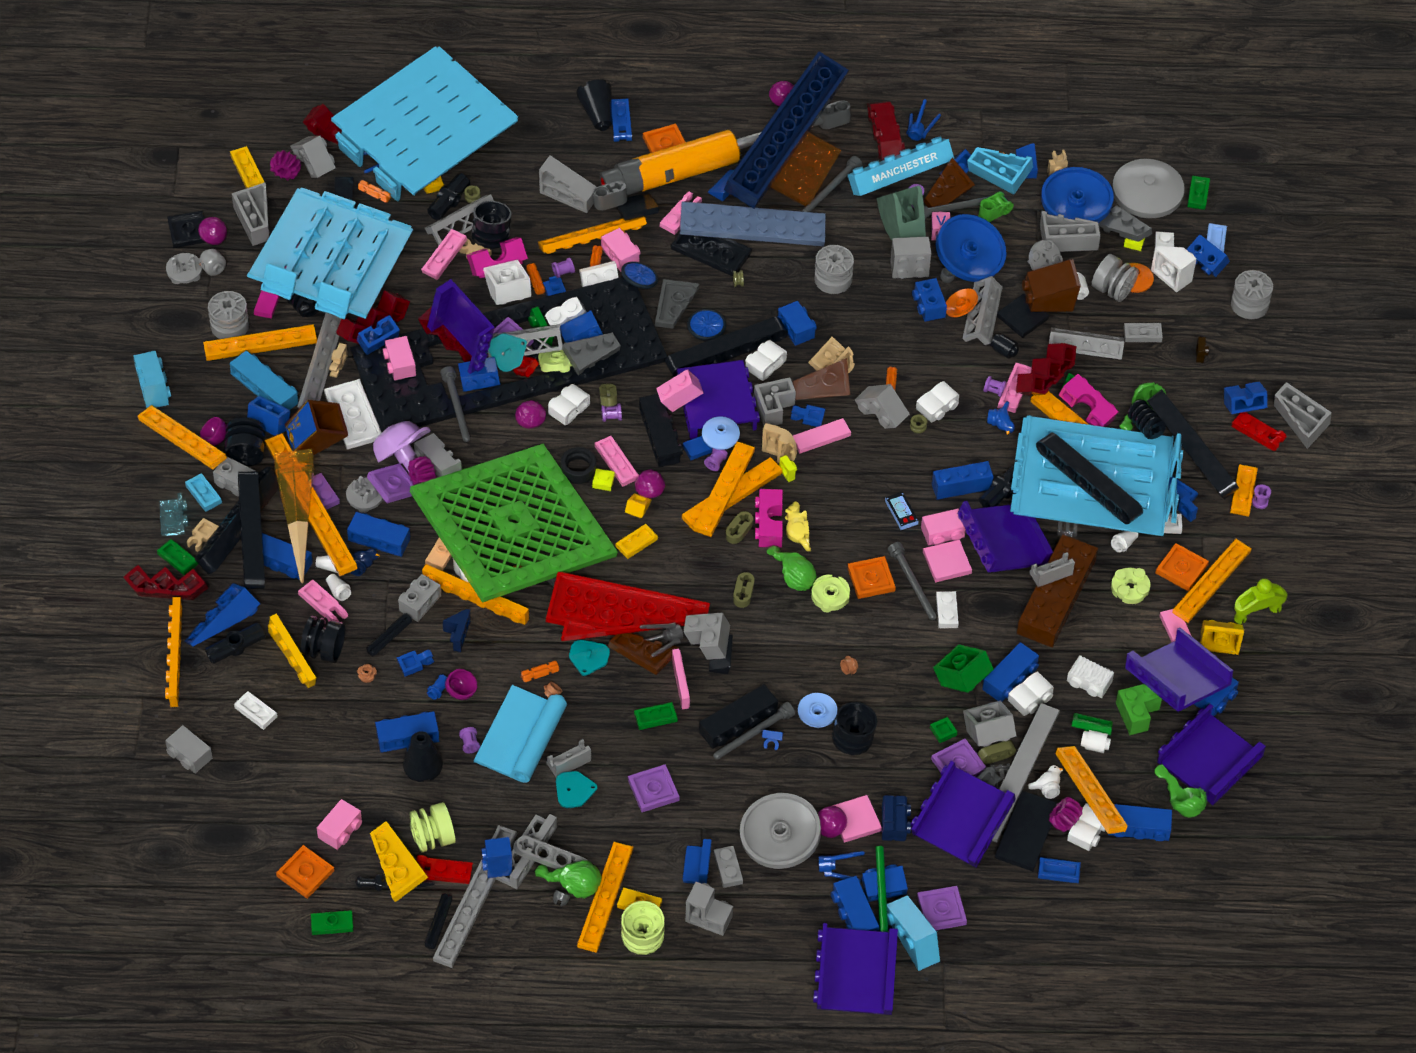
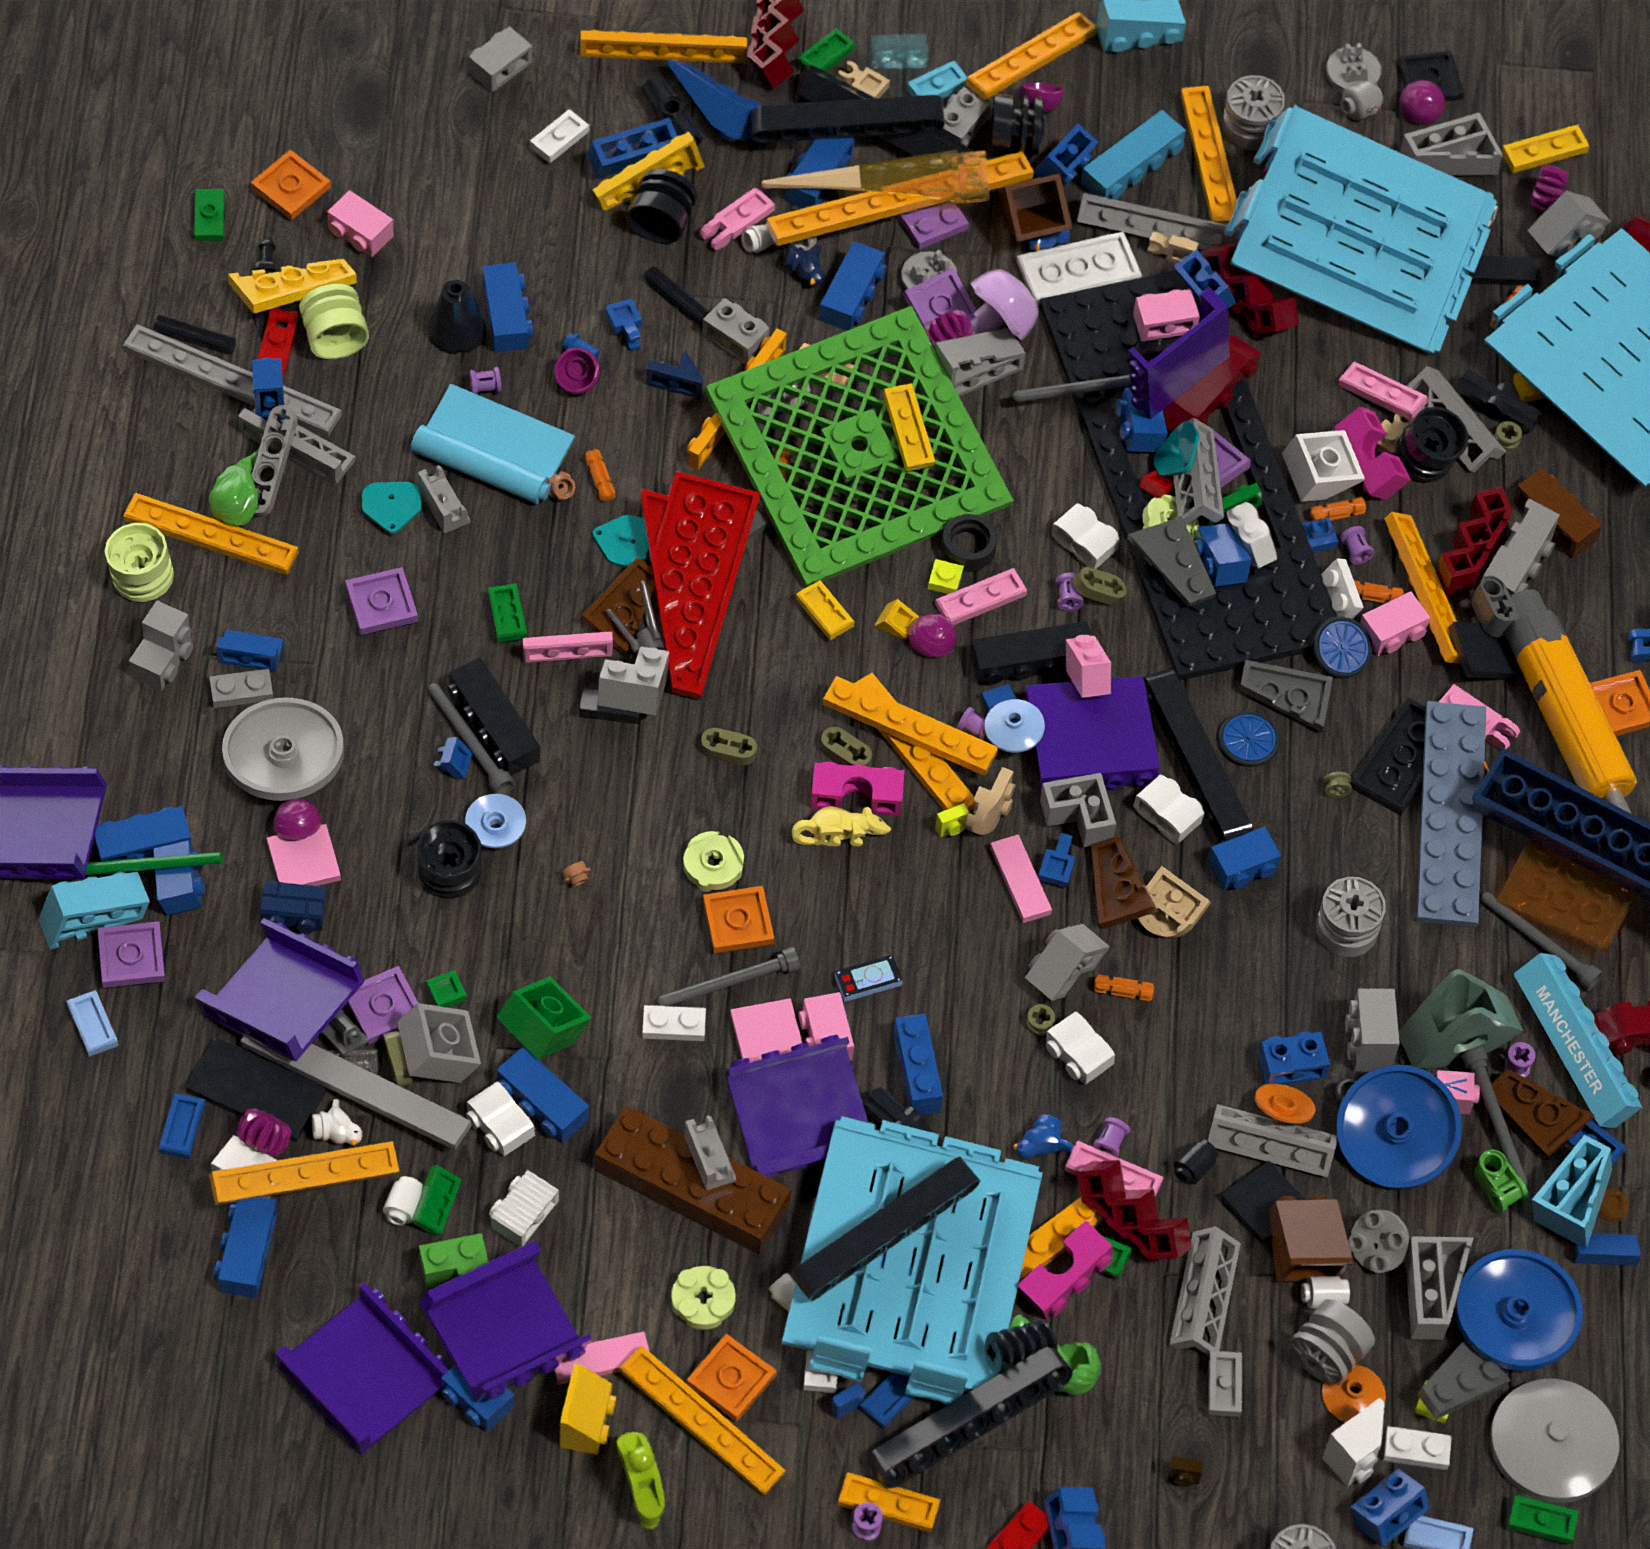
camera: 90 degrees right, 5 degrees up
(270, 661) = (628, 147): none -> blue brick
(366, 677) = (613, 273): nougat plate -> none
(503, 489) = (908, 427): none -> yellow plate
(526, 171) = (1575, 527): none -> reddish brown brick
(530, 414) = (1071, 487): magenta piece -> none
(558, 895) = (209, 474): dark grey hinge -> none
(560, 205) = (1475, 542): none -> dark red brick
(630, 896) = (194, 573): yellow plate -> none
(797, 570) = (752, 811): bright green hair -> none
(827, 864) = (226, 814): blue plant -> none
(992, 928) = (92, 1023): none -> light blue tile
(1057, 163) = (1591, 1289): tan plate -> none
(1186, 801) = (281, 1319): bright green hair -> none

